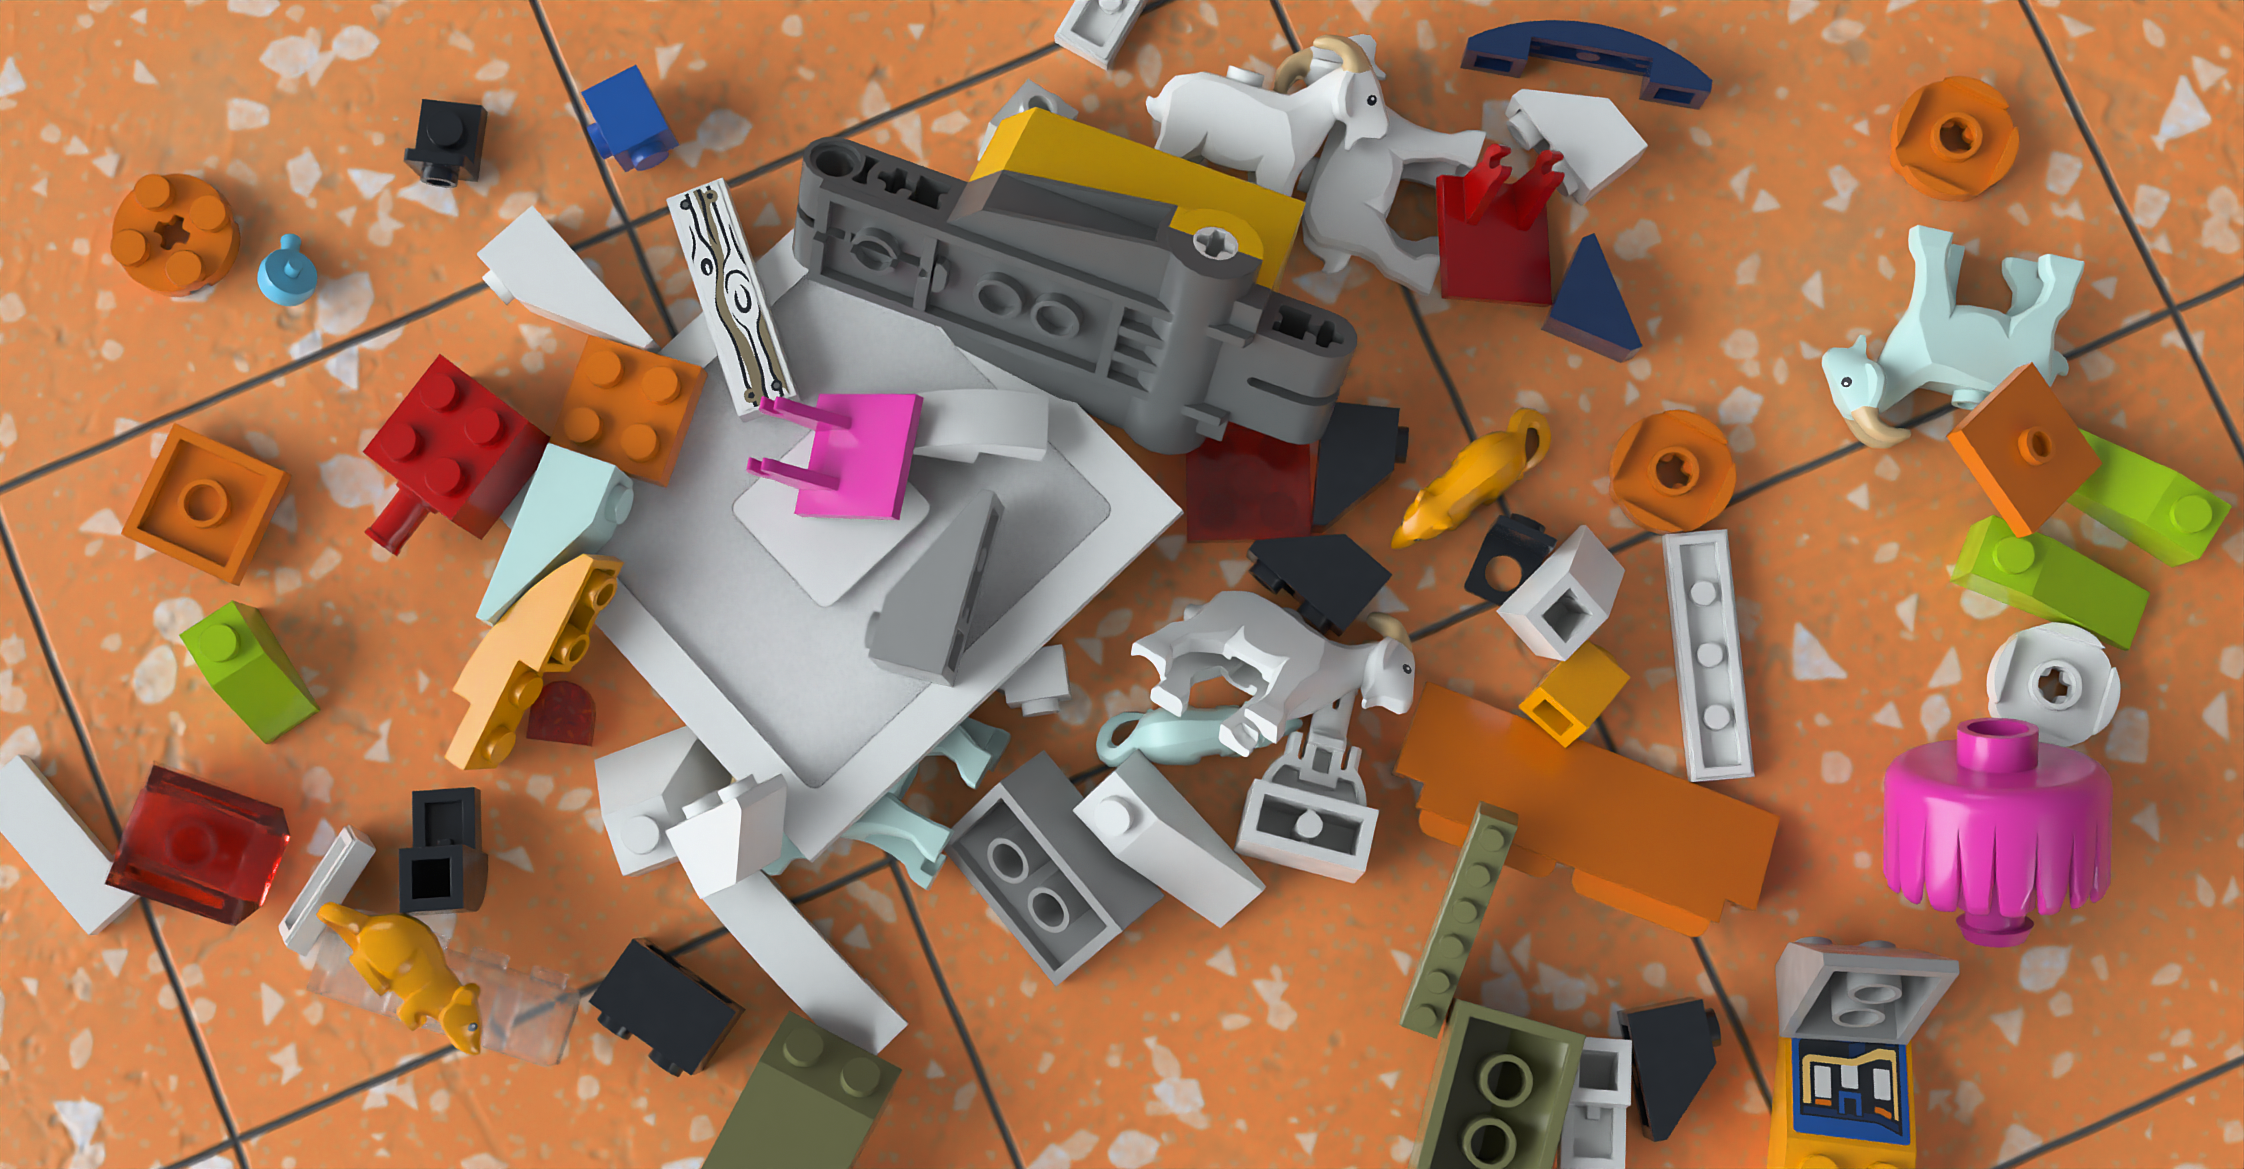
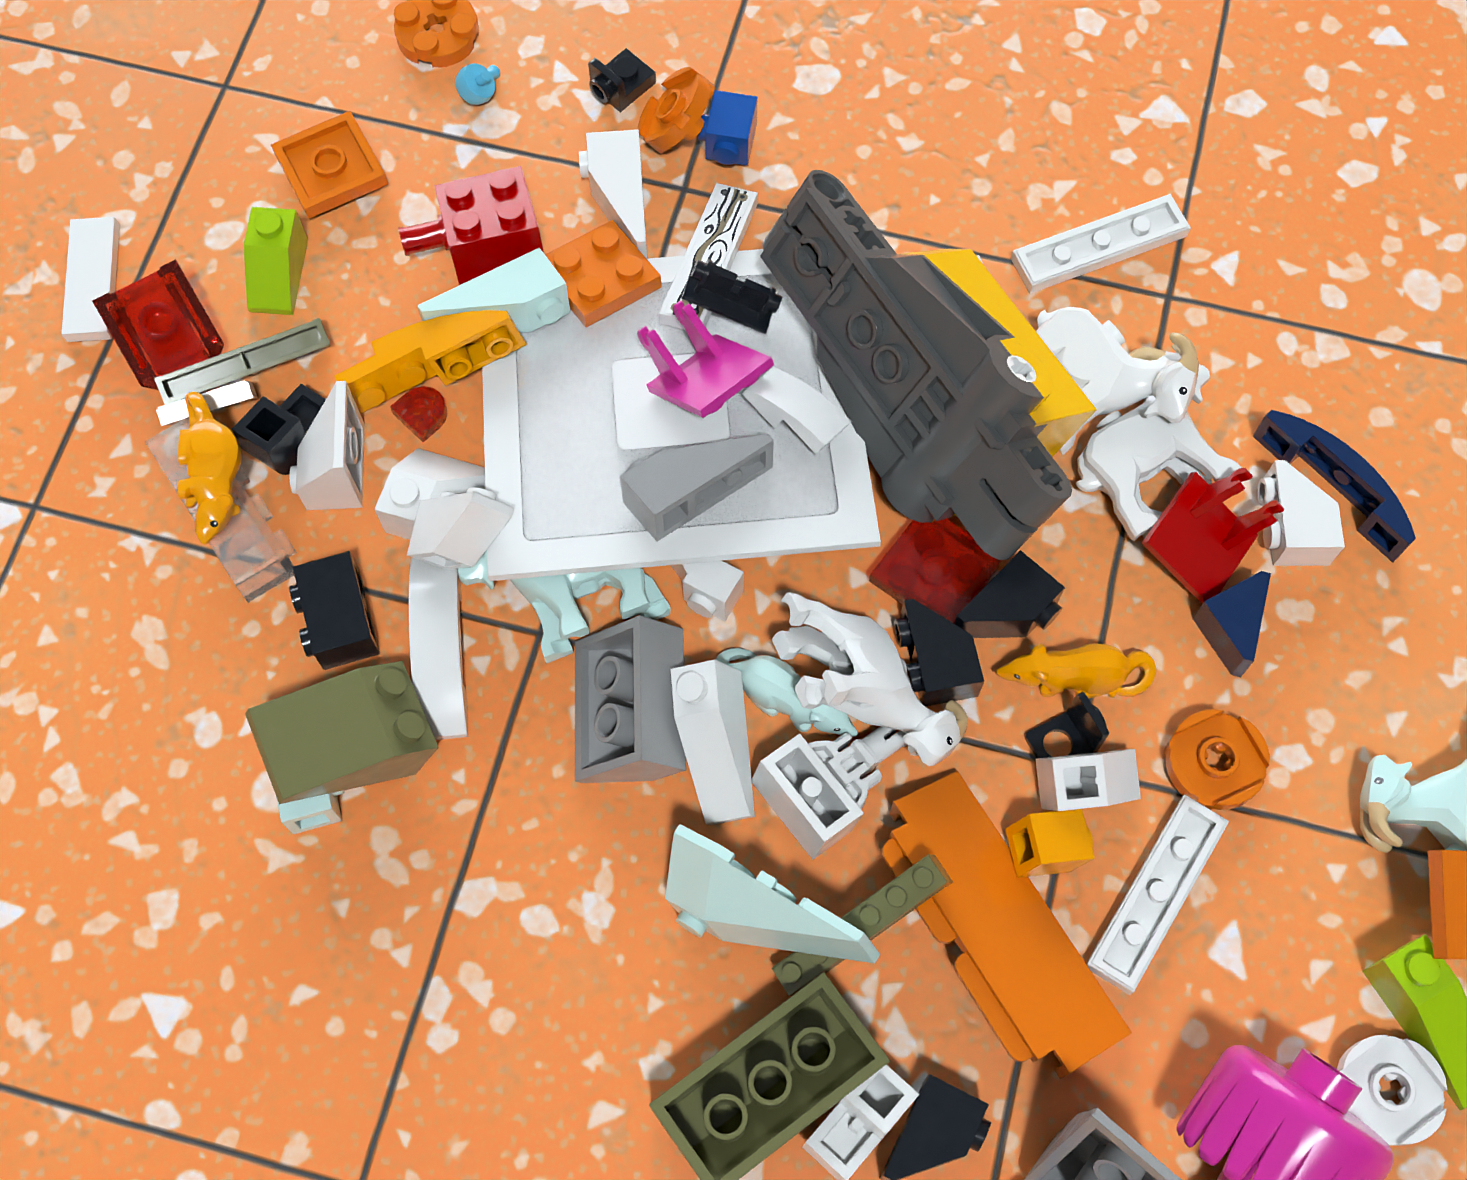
camera: 30 degrees right, 15 degrees down
(322, 814) = (243, 361): none -> piece
(519, 847) = (332, 455): none -> white slope
(556, 119) = (677, 110): none -> orange plate
(803, 339) = (729, 297): none -> black hinge
(1320, 996) = (736, 907): none -> light aqua wedge

